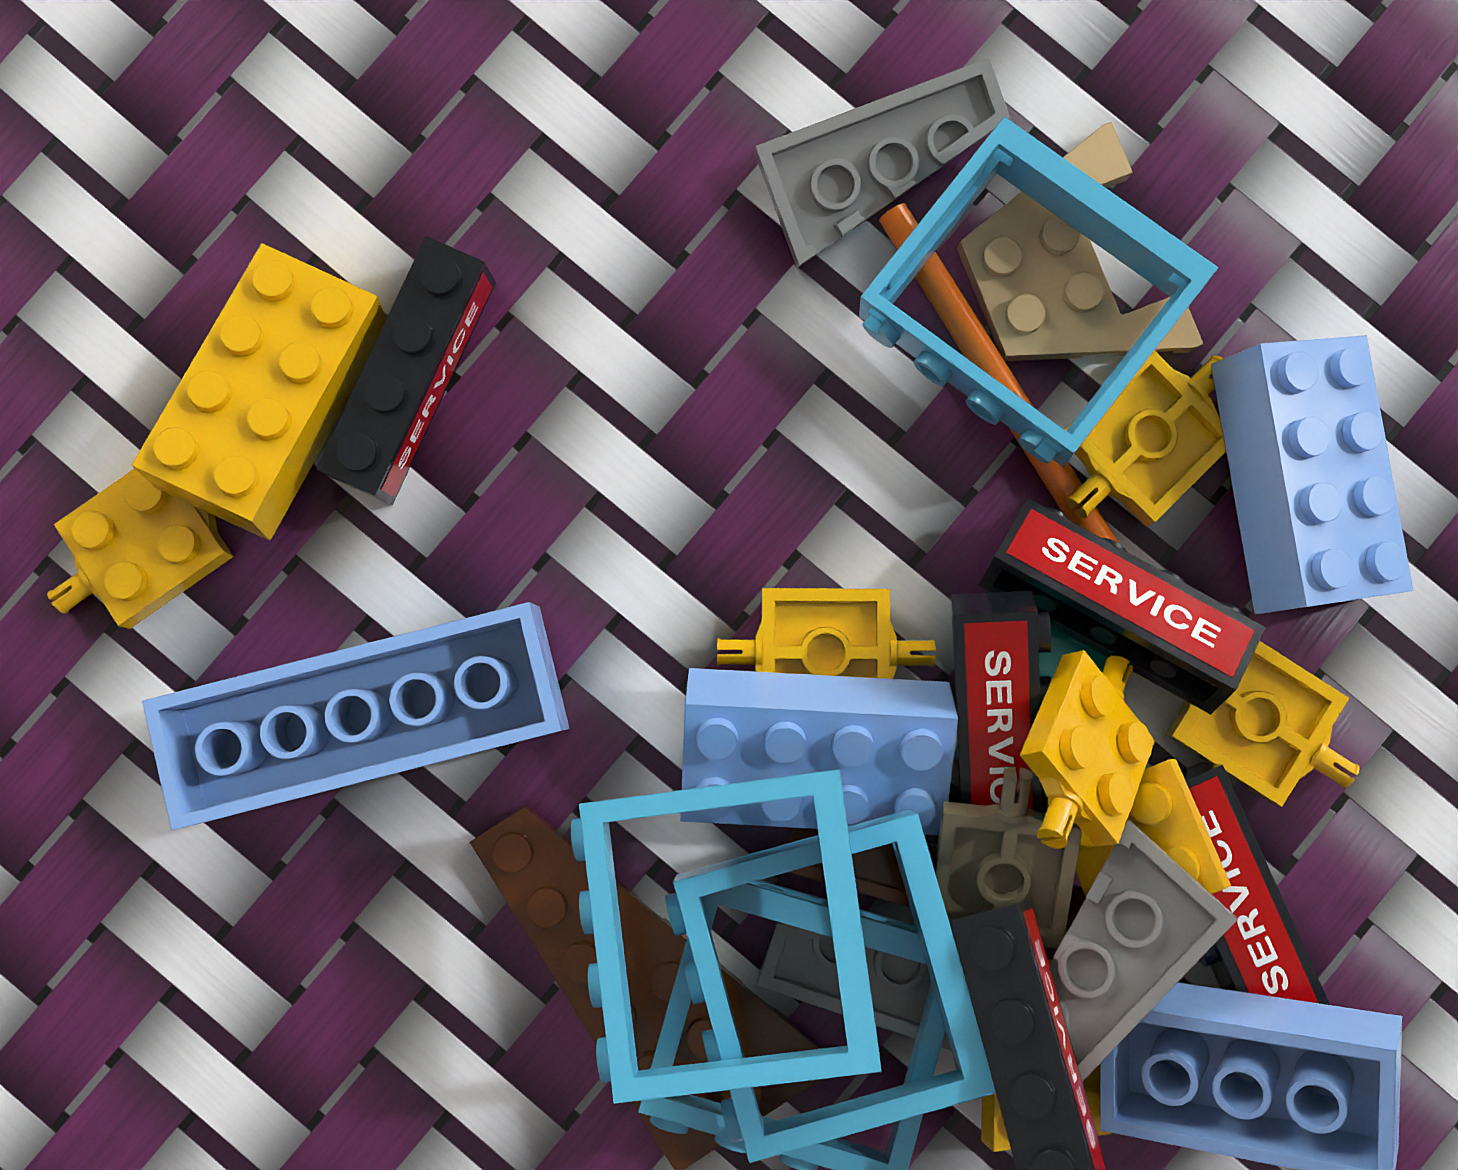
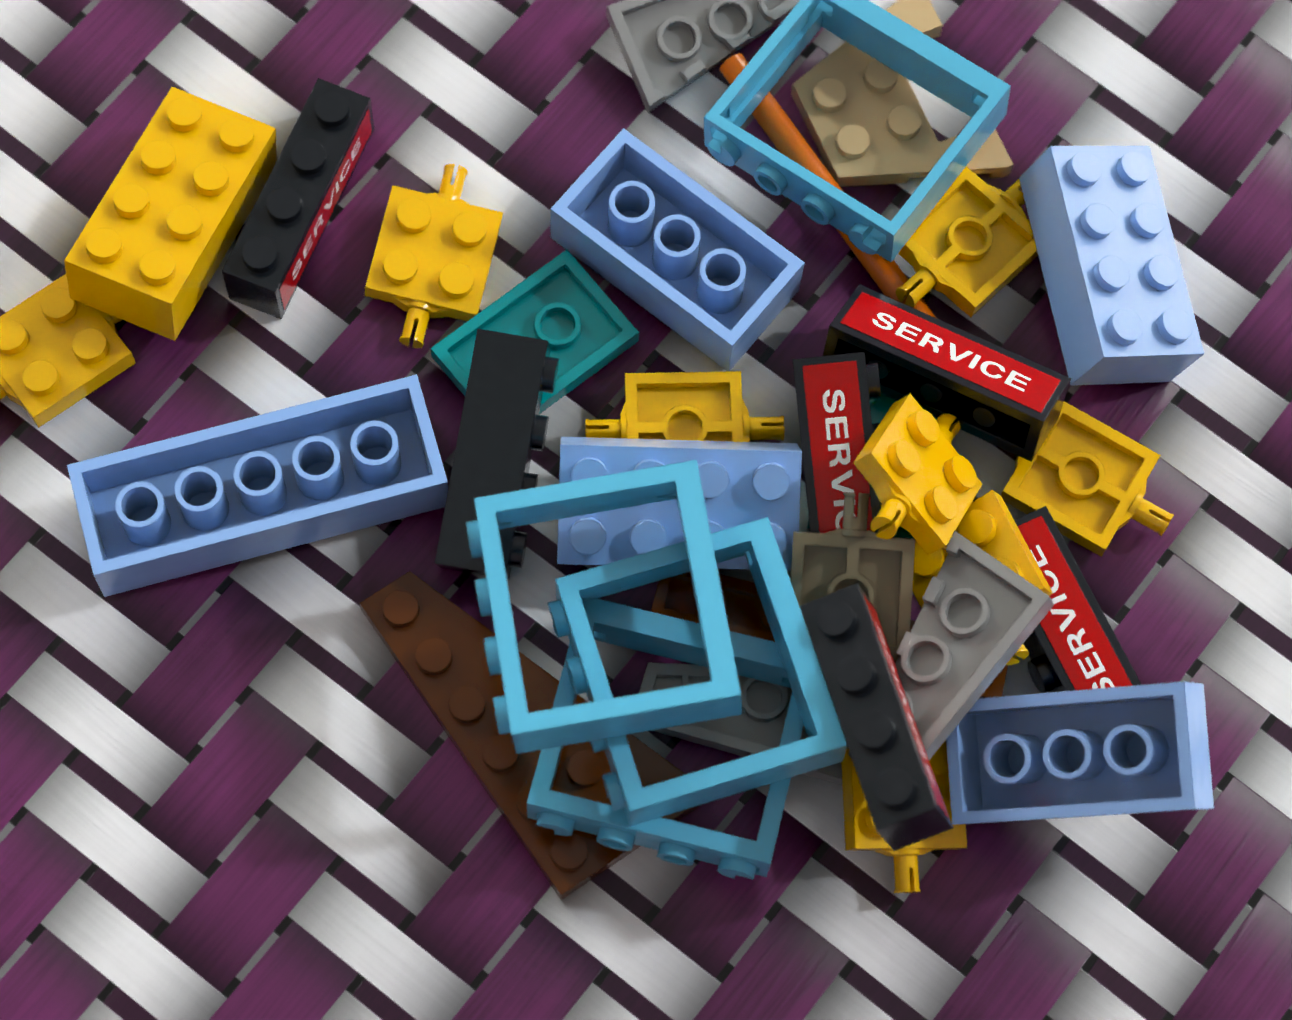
camera: 10 degrees left, 15 degrees down
(556, 437) = (433, 254): none -> yellow plate
(616, 682) = (496, 440): none -> black brick
(664, 548) = (551, 305): none -> teal plate
(823, 444) = (675, 249): none -> light blue brick

